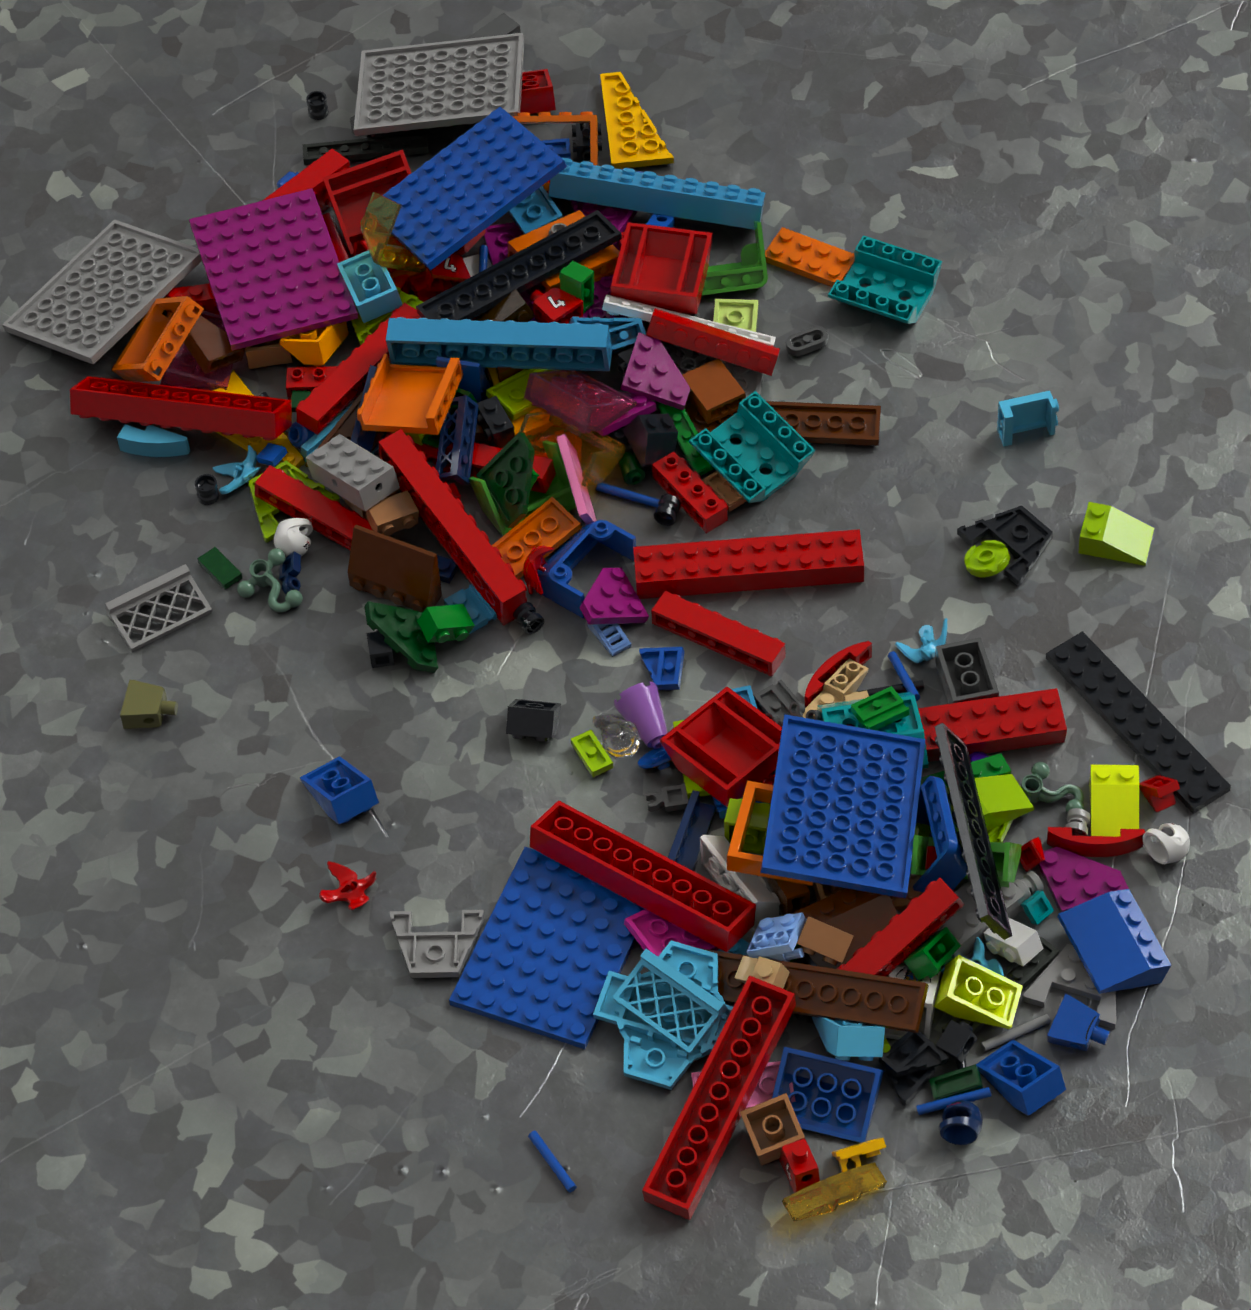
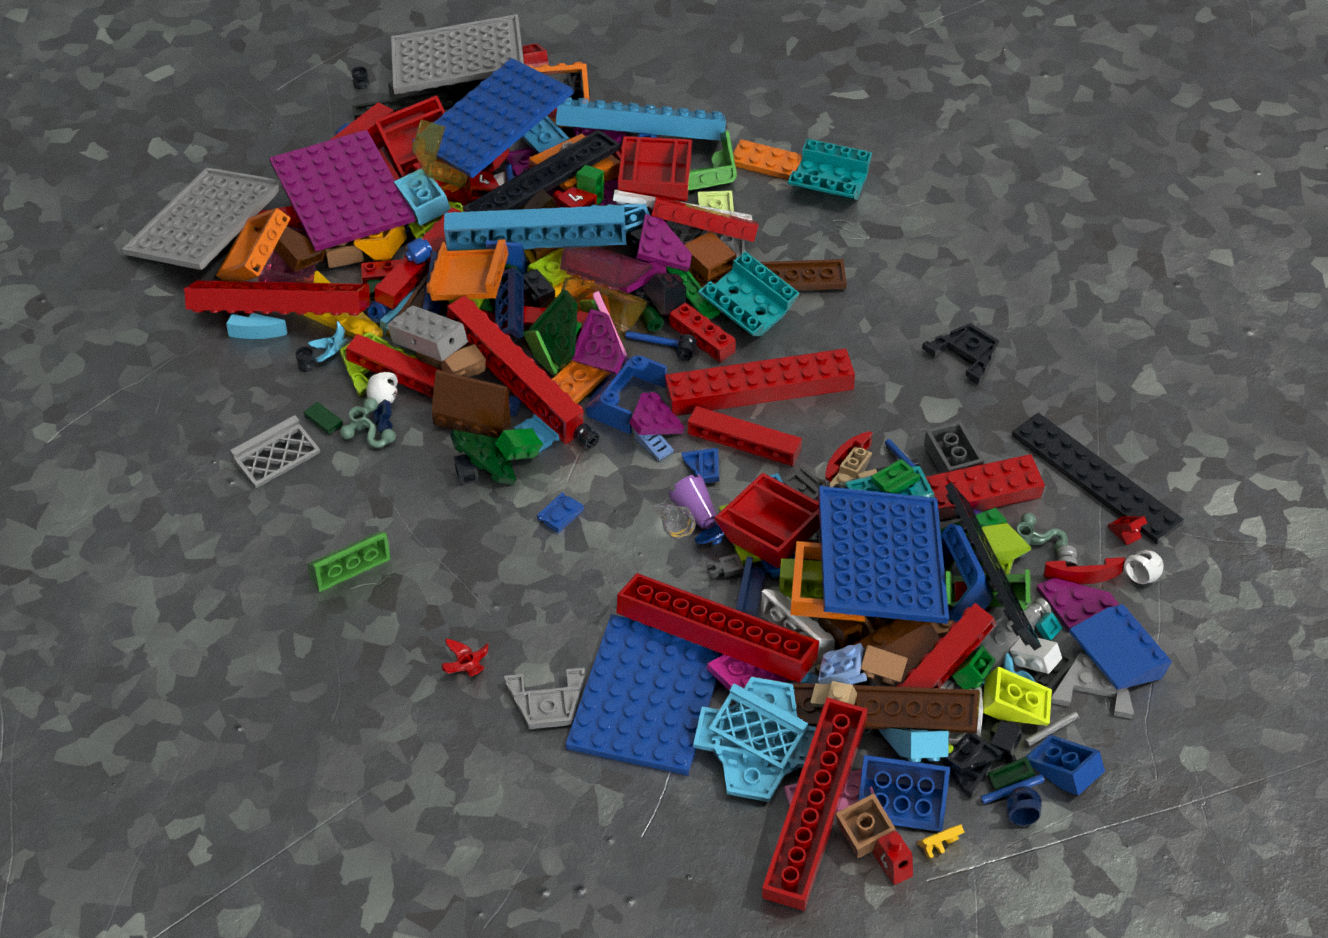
camera: 10 degrees left, 5 degrees down
(145, 705) = (273, 528): olive torso -> none
(229, 754) = (349, 561): none -> bright green slope
(271, 454) = (356, 327): blue tile -> none
(340, 790) = (448, 581): blue slope -> none
(354, 363) = (418, 251): none -> blue head
(483, 713) = (560, 512): none -> blue plate
(532, 563) = (586, 393): red animal -> none
(532, 719) = (602, 513): black slope -> none
(552, 1161) = (676, 872): blue bar -> none
(556, 502) = (598, 344): none -> magenta plate
(592, 753) = (655, 536): lime plate -> none
(629, 129) = (607, 78): yellow wing -> none
(724, 490) = (731, 328): medium nougat plate -> none
(804, 341) = (775, 217): dark grey plate -> none
(833, 1191) = (925, 874): clear yellow slope -> none
(927, 650) = (917, 434): medium azure animal -> none
(987, 558) = (950, 364): lime tile -> none
(1026, 414) = (961, 256): medium azure panel -> none
(1031, 854) = (1037, 585): red slope -> none
(1076, 1025) = (1103, 718): blue torso -> none
(1113, 799) = (1092, 535): neon yellow slope -> none
(1114, 535) = (1047, 339): lime slope -> none

